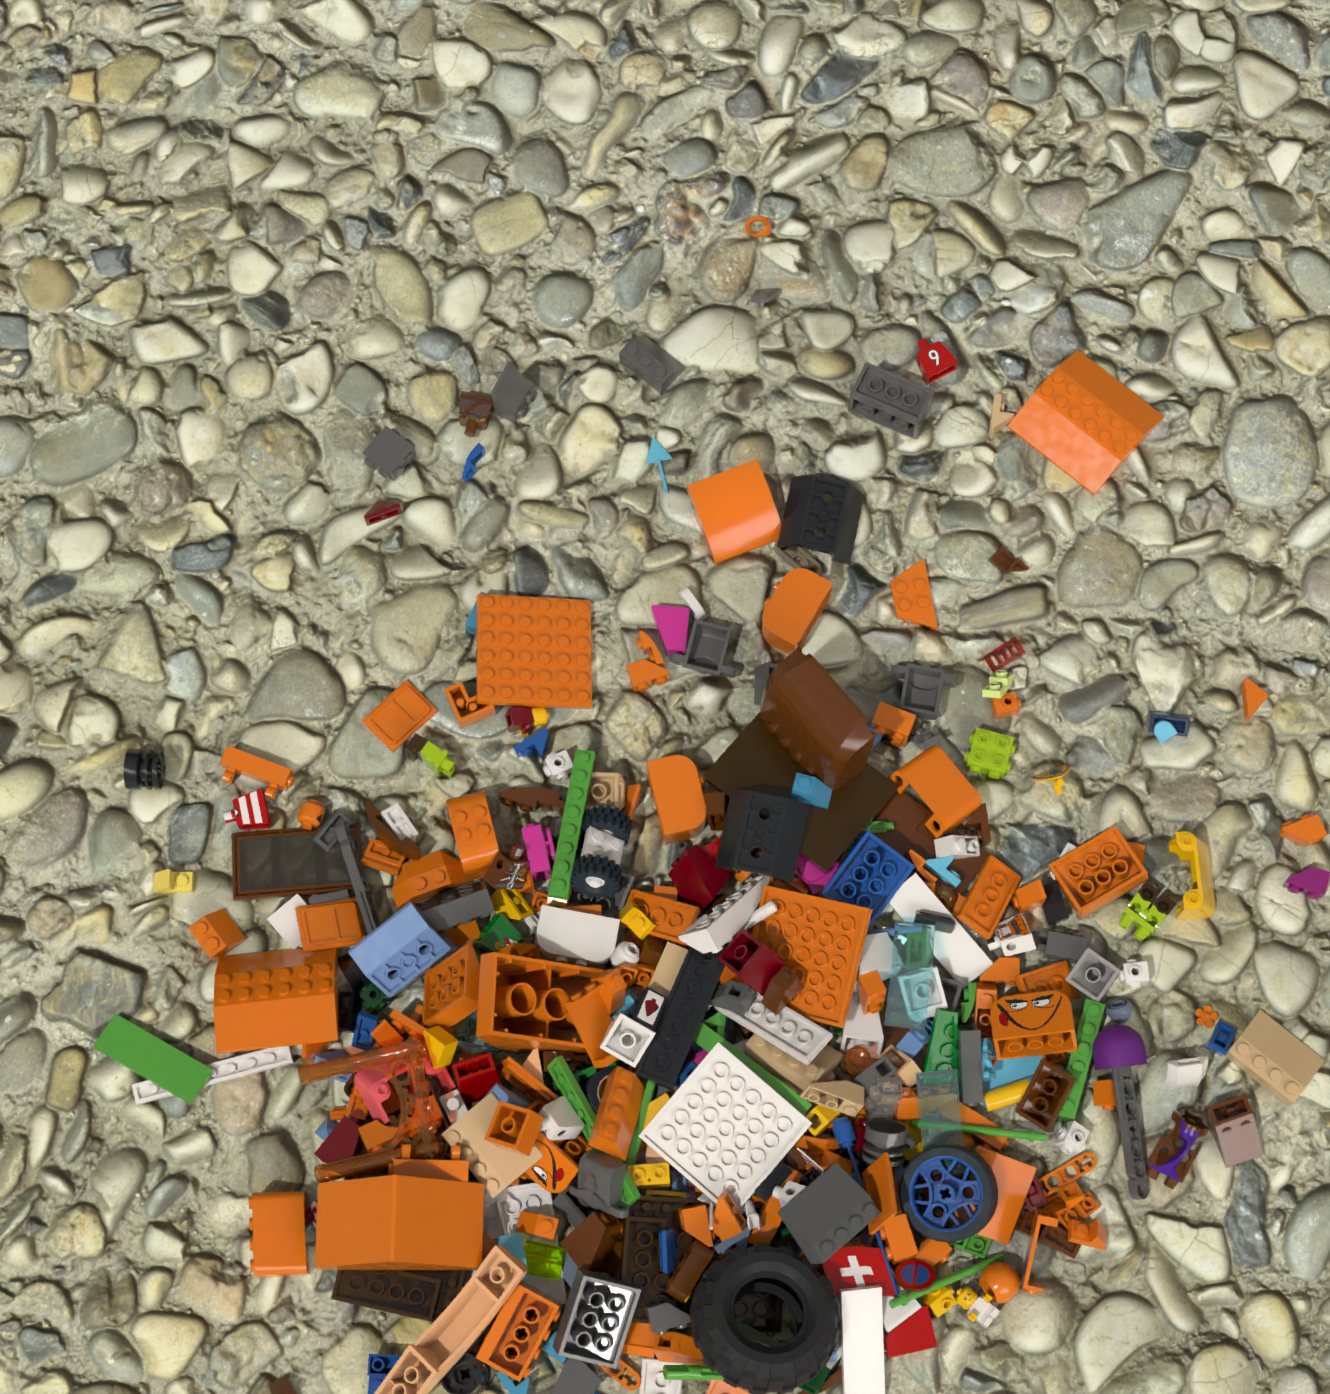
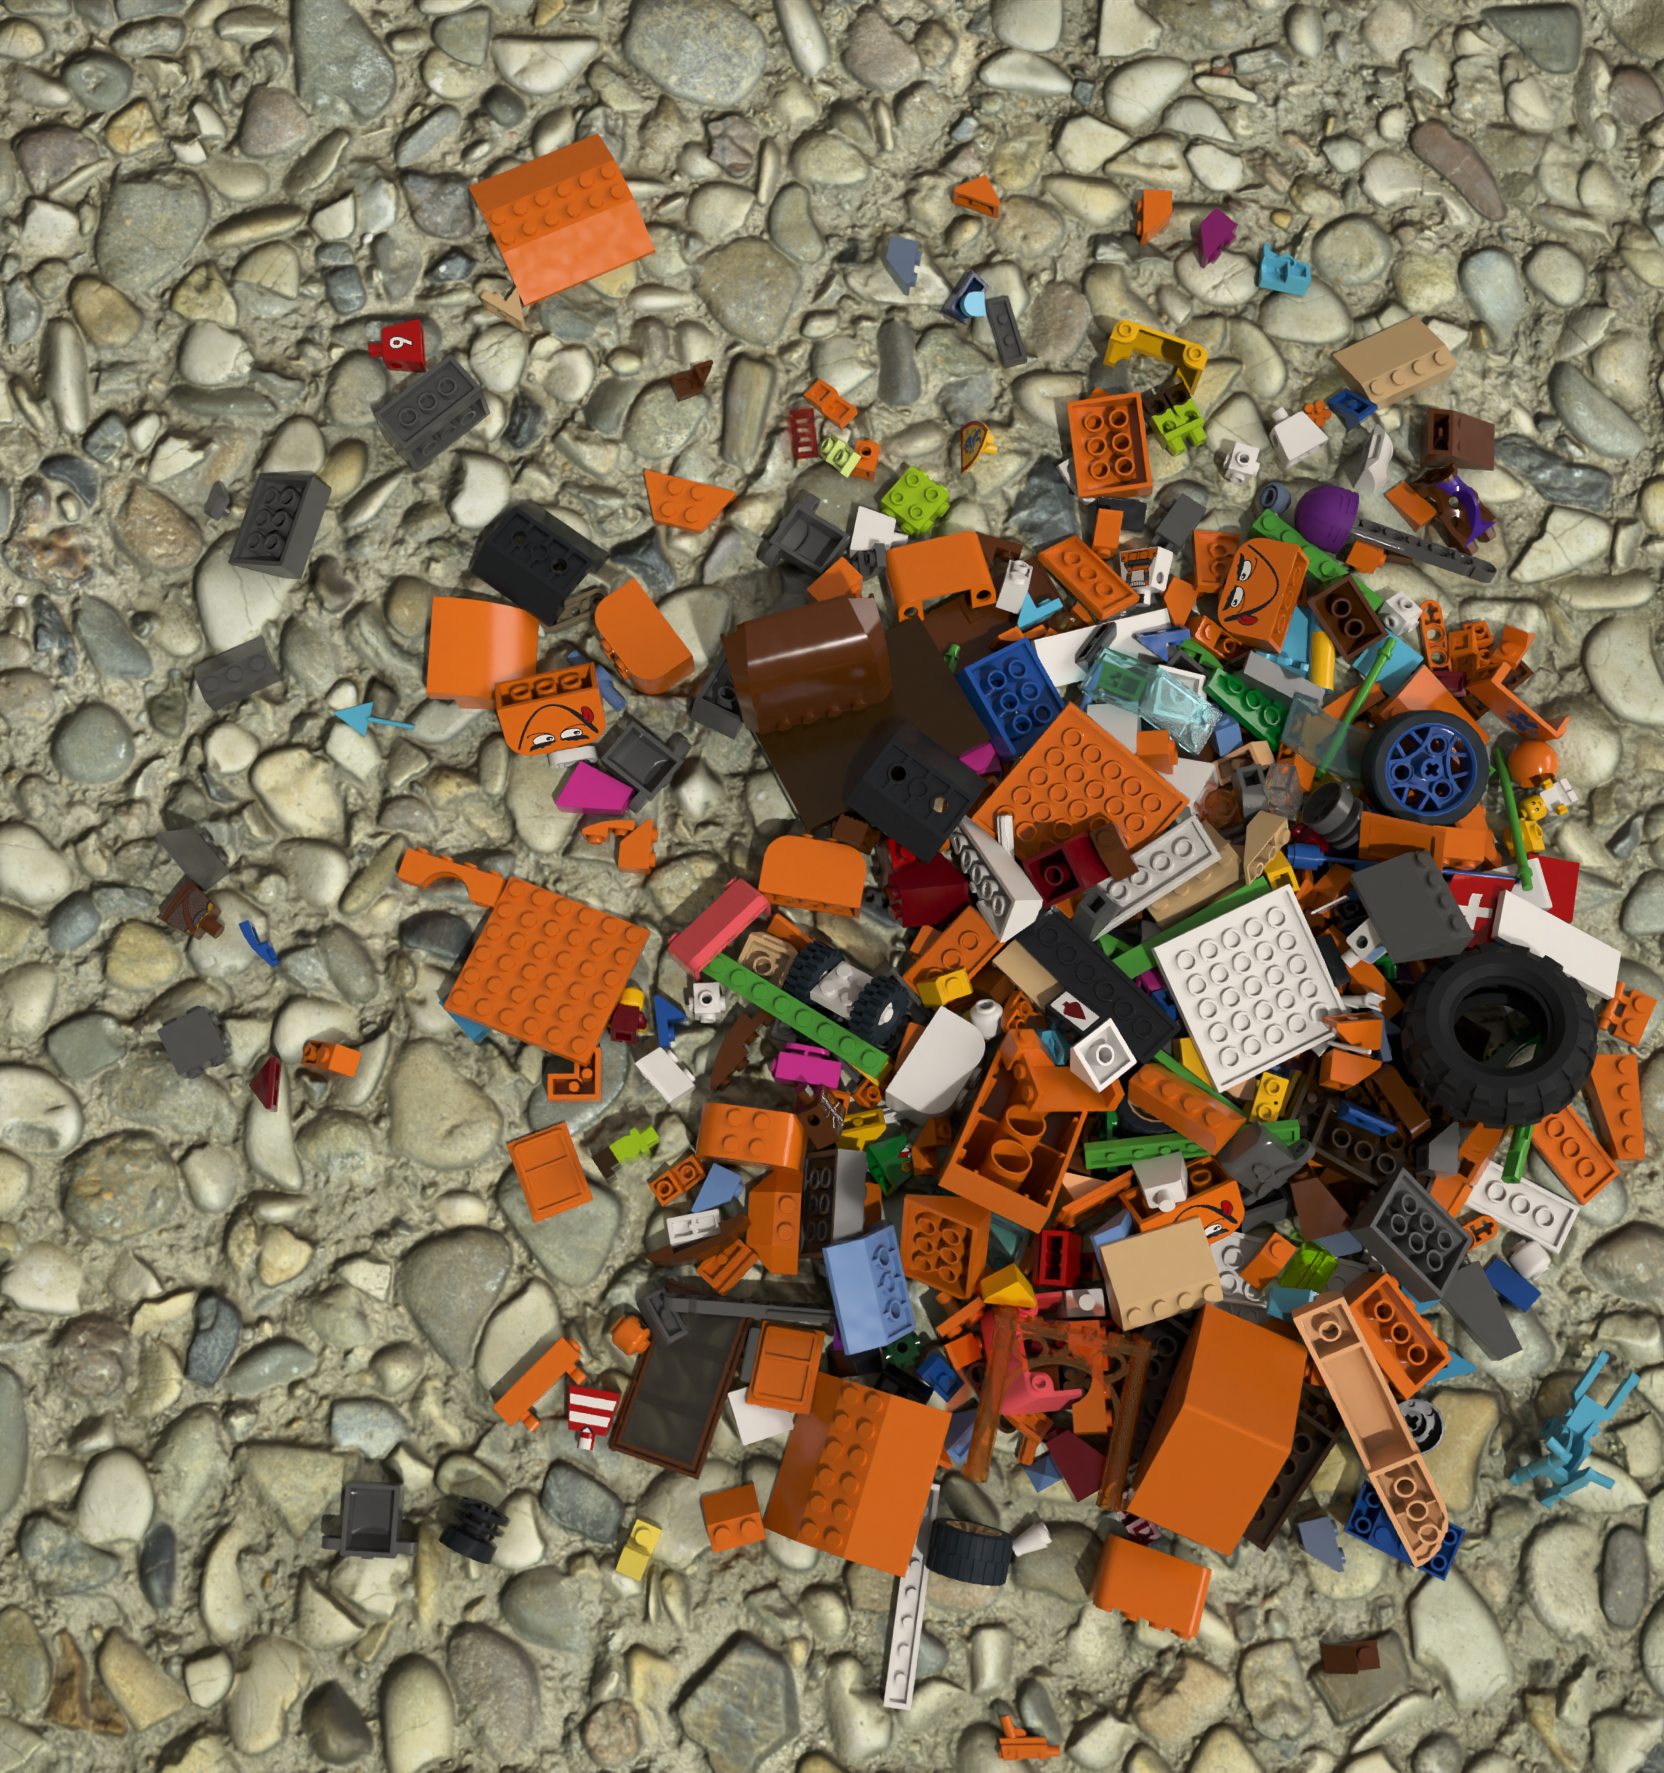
camera: 70 degrees left, 5 degrees up
(125, 703) = (372, 1522): none -> dark grey piece
(139, 1188) = (1018, 1746): none -> orange piece
(153, 1059) = (862, 1665): bright green tile -> none
(253, 1096) = (969, 1552): none -> black wheel
(280, 1140) = (1032, 1539): none -> white cone
(356, 1342) = (1318, 1540): none -> sand blue slope
(415, 542) = (331, 1058): none -> orange slope
(428, 801) = (678, 1180): none -> orange slope
(433, 829) = (718, 1189): none -> medium blue slope
(436, 1169) = (1170, 1364): orange brick -> none
(494, 760) = (666, 1076): none -> white slope
(514, 1128) = (1163, 1235): orange brick -> none
(568, 542) = (422, 869): none -> orange arch
(611, 747) = (717, 927): none -> coral windscreen
(713, 571) = (551, 710): none -> orange brick
(753, 595) = (608, 691): none -> medium blue pin
(764, 232) = (117, 459): orange piece -> none
(767, 342) = (280, 525): none -> dark grey slope
(810, 791) = (884, 714): dark azure slope -> none
(915, 1275) = (1502, 850): piece -> none
(952, 735) = (874, 528): none -> white torso
(961, 962) = (1157, 639): none -> blue slope
(1033, 1153) = (1396, 669): none -> medium azure slope
(1037, 664) = (830, 404): none -> orange slope
(1092, 974) = (1228, 505): light grey slope -> none
(1156, 763) = (1006, 332): none -> dark grey tile
(1162, 1119) = (1411, 506): none -> orange slope
(1172, 666) = (901, 262): none -> sand blue slope
(1176, 1006) = (1295, 437): none -> white torso
(1308, 946) = (1283, 272): none -> medium azure slope

